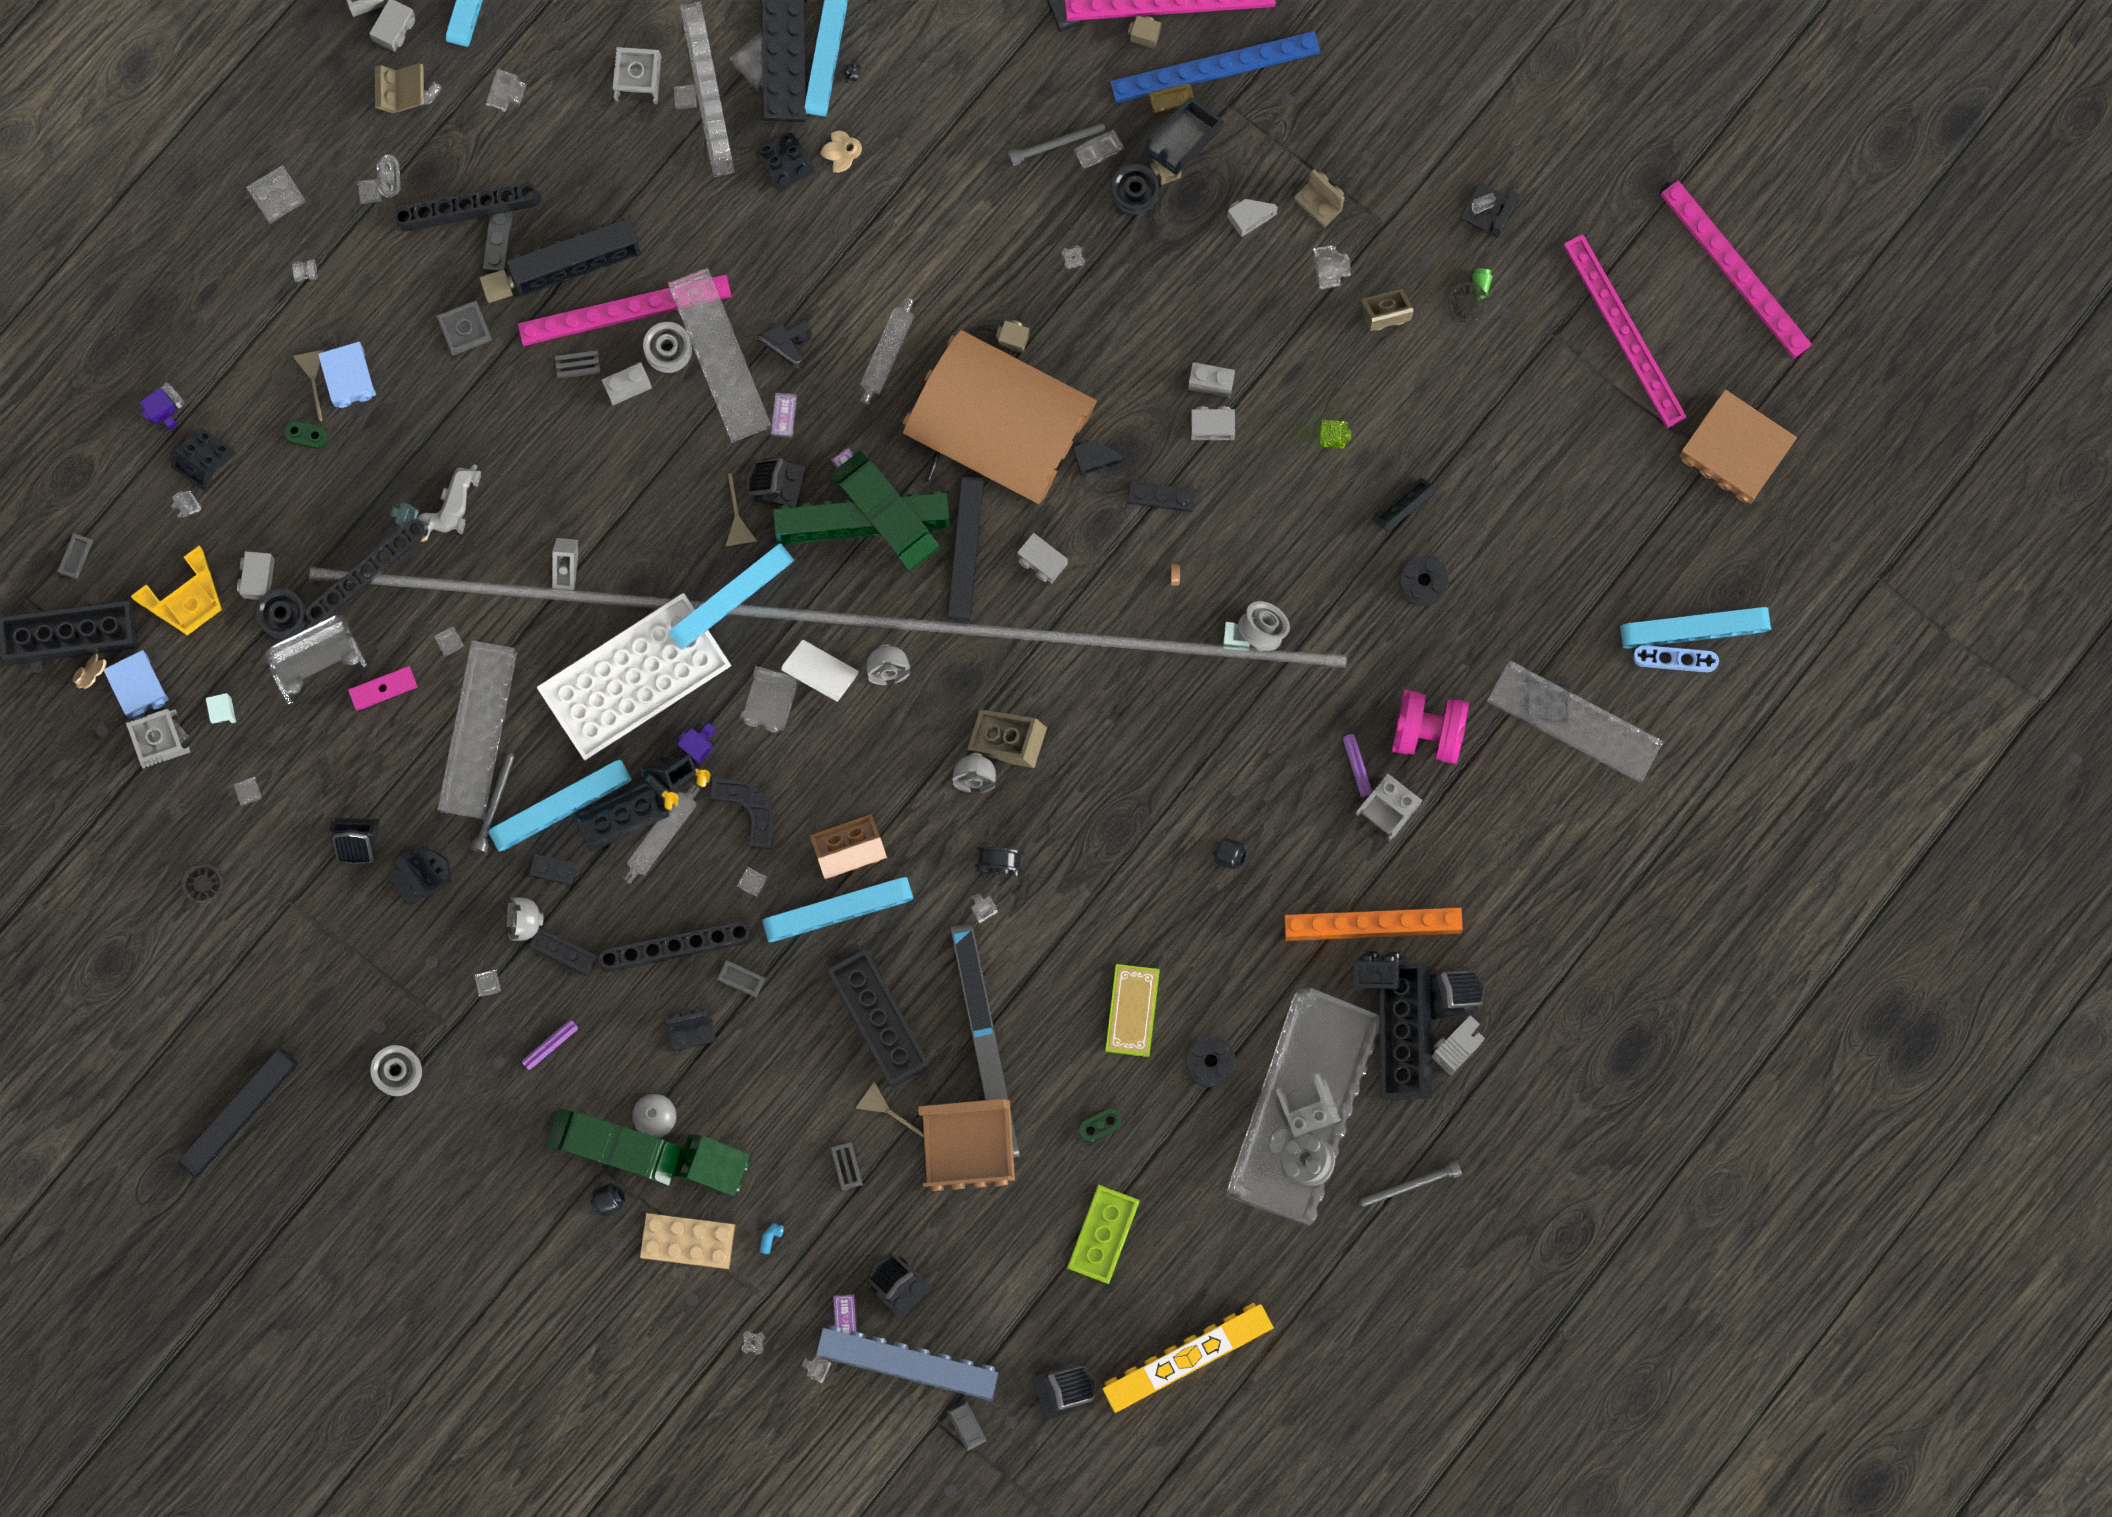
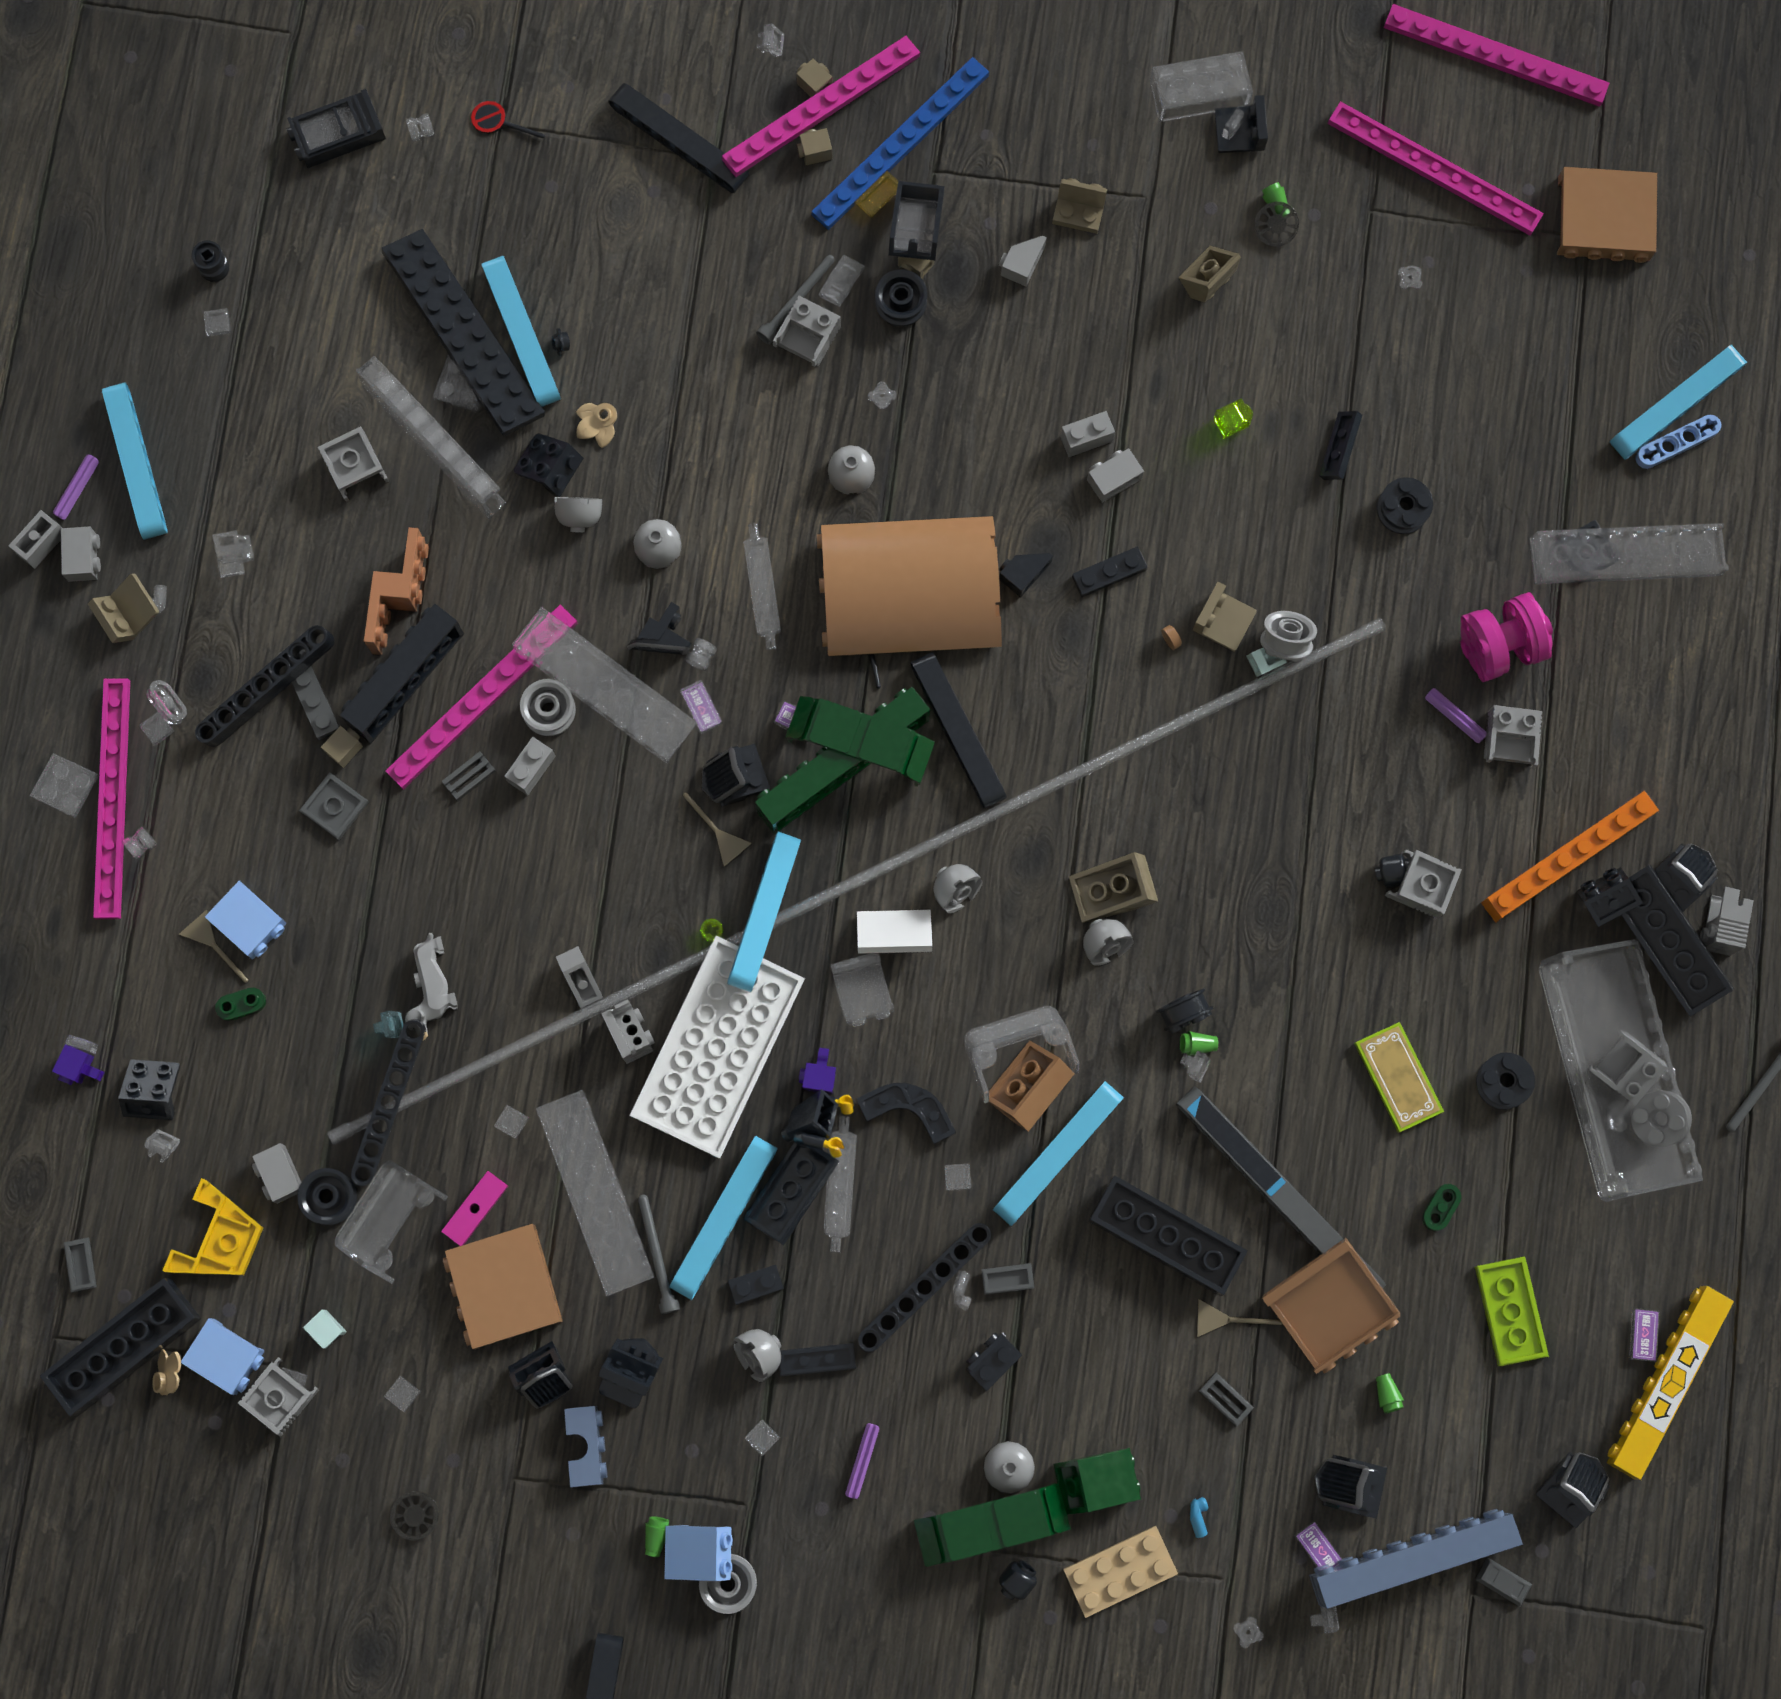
camera: 35 degrees left, 0 degrees up
(305, 224) = (112, 799): none -> dark pink plate
(349, 927) = (589, 1469): none -> sand blue arch
(366, 1005) = (655, 1535): none -> bright green cone
(368, 757) = (502, 1286): none -> medium nougat panel
(388, 1034) = (698, 1553): none -> light blue panel
(567, 636) = (620, 1030): none -> light grey piece
(607, 192) = (395, 592): none -> nougat bracket
(685, 96) = (412, 458): clear tile -> none
(690, 583) = (714, 923): none -> clear neon green bush
(698, 966) = (959, 1288): none -> clear arm
(782, 211) = (577, 512): none -> light grey cylinder
(811, 371) = (701, 654): none -> clear wheel
(829, 271) = (657, 543): none -> light grey cylinder
(887, 805) = (985, 1039): none -> clear windscreen
(969, 1237) = (1388, 1394): none -> bright green cone
(996, 892) = (1194, 1042): none -> bright green cone
(1012, 300) = (851, 470): none -> light grey cylinder
(1013, 336) = (874, 502): dark tan brick -> none
(1042, 558) = (1036, 697): light grey brick -> none
(1046, 173) = (808, 331): none -> light grey piece
(1192, 1313) = (1644, 1335): none -> tile
(1225, 584) = (1224, 619): none -> dark tan bracket
(1246, 877) = (1426, 884): none -> light grey piece
(1330, 266) = (1129, 264): clear brick -> none
(1479, 158) = (1200, 86): none -> clear brick
(1554, 404) = (1414, 272): none -> clear plate

